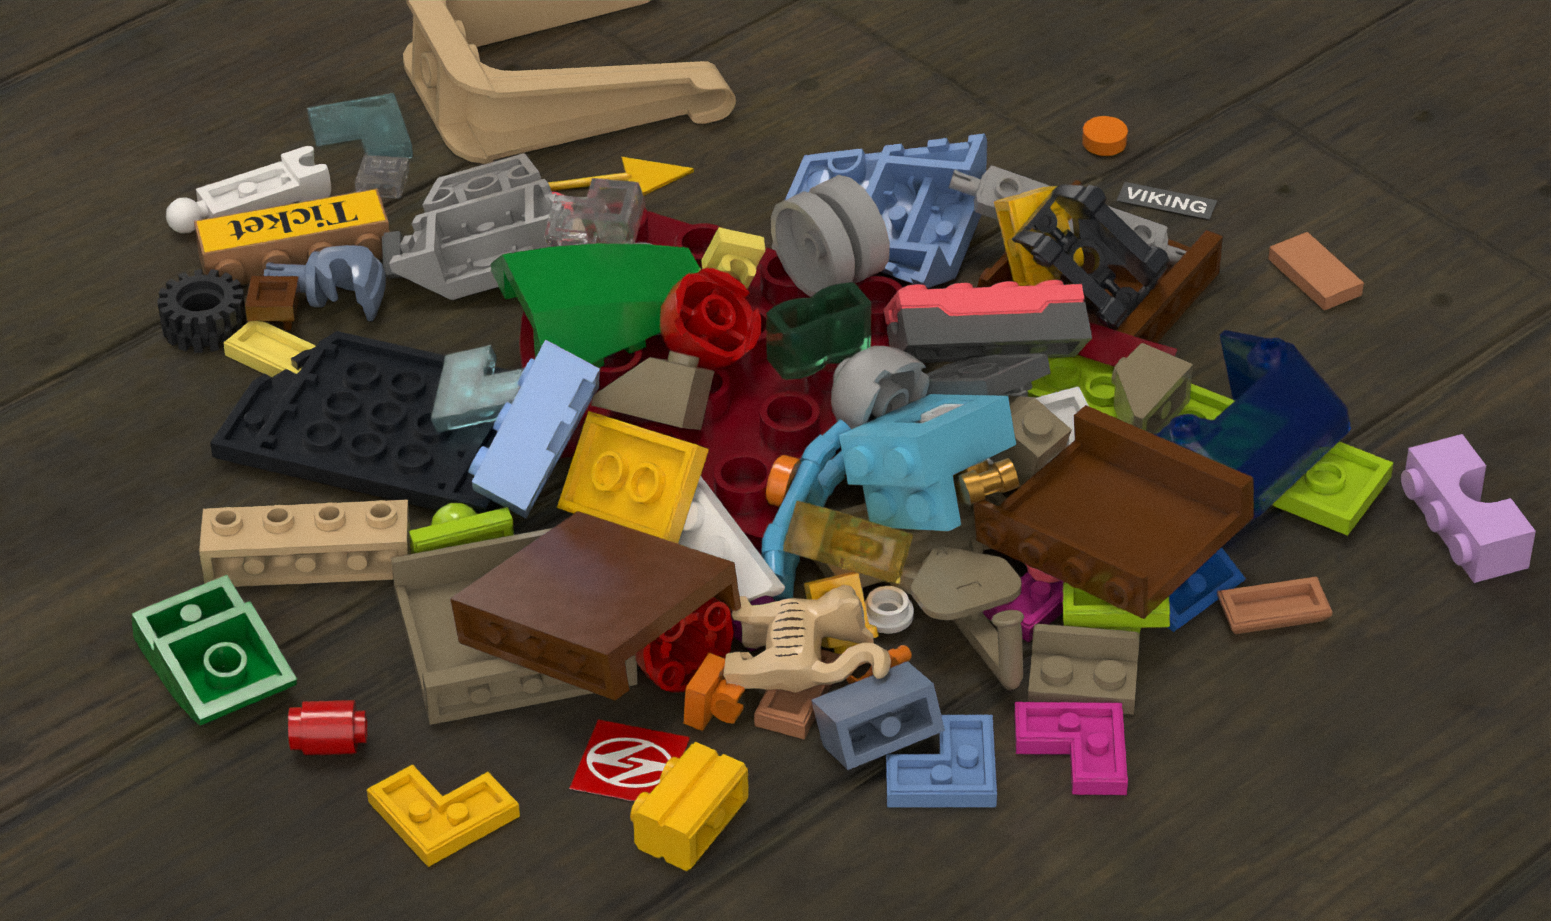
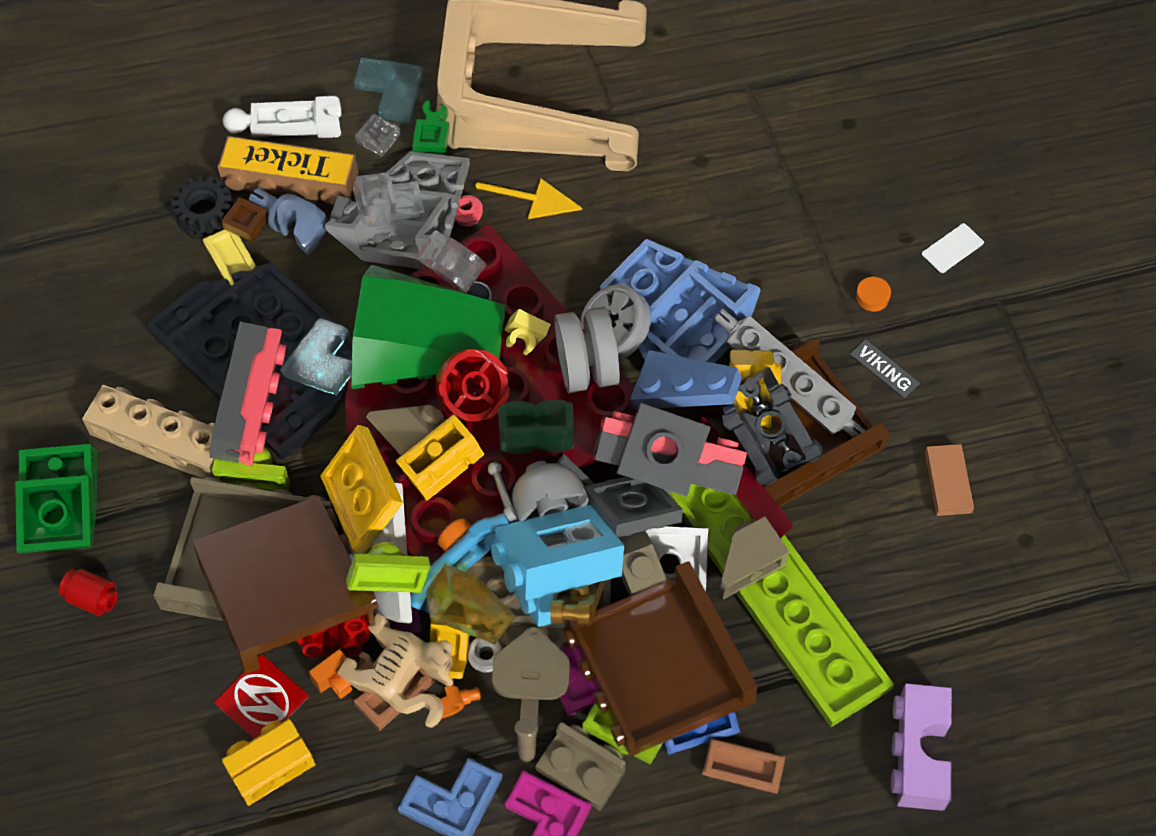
camera: 25 degrees right, 20 degrees up
(412, 446) = (246, 393): none -> piece
(437, 823) = (120, 696): yellow tile -> none
(451, 147) = (433, 133): none -> green plate
(457, 204) = (385, 202): none -> clear brick
(534, 428) = (321, 421): light blue wedge -> none
(721, 396) = (440, 457): none -> yellow brick
(734, 525) = (387, 570): none -> lime tile
(790, 399) = (495, 469): none -> light grey hinge
(878, 715) = (417, 751): sand blue brick -> none
(962, 246) = (684, 382): none -> medium blue wing
(968, 328) = (637, 456): none -> dark grey piece
(1164, 70) = (952, 248): none -> white sticker
(1279, 418) = (807, 634): clear blue windscreen -> none

